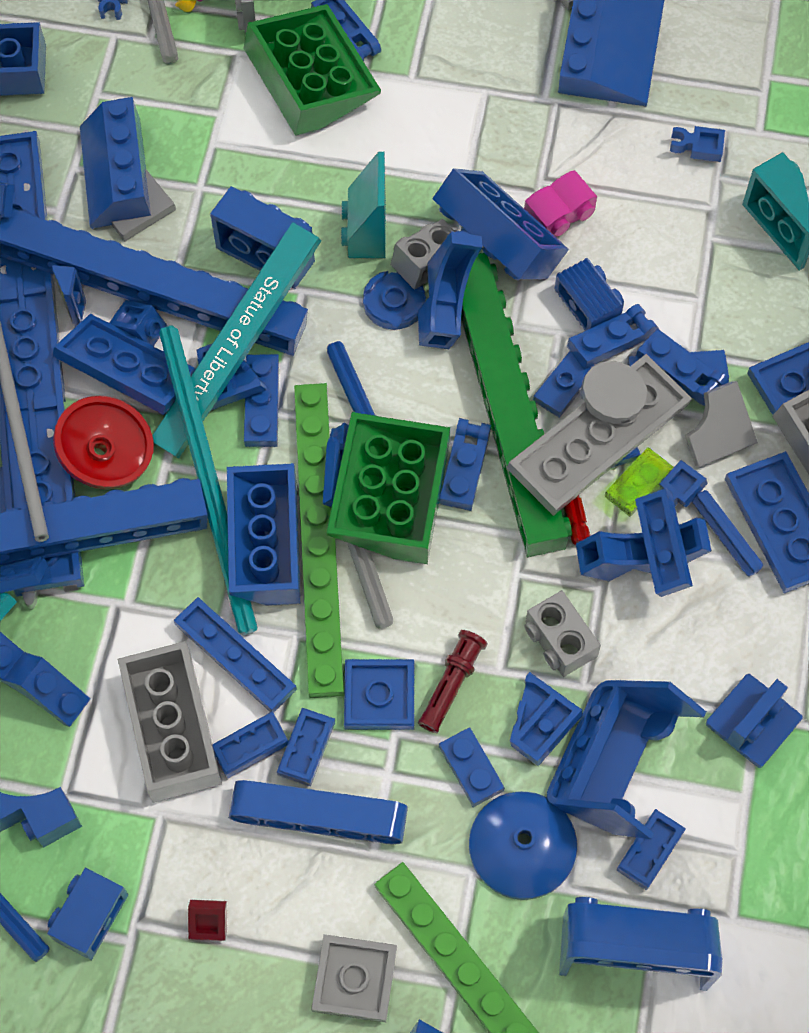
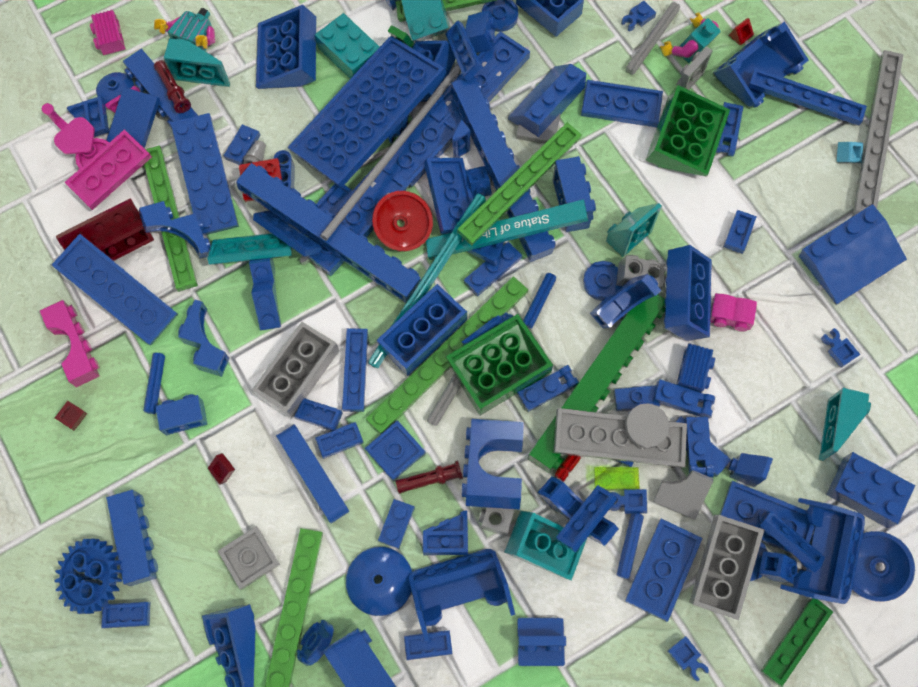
camera: 50 degrees right, 5 degrees up
(196, 277) = (519, 184): none -> bright green plate
(200, 100) = (622, 103): none -> blue tile
(475, 119) = (740, 231): none -> blue plate
(521, 625) = (481, 487): none -> blue arch
(537, 976) = (314, 642): none -> blue tile
(641, 625) = (536, 543): none -> teal slope
(754, 337) = (750, 468): none -> blue slope

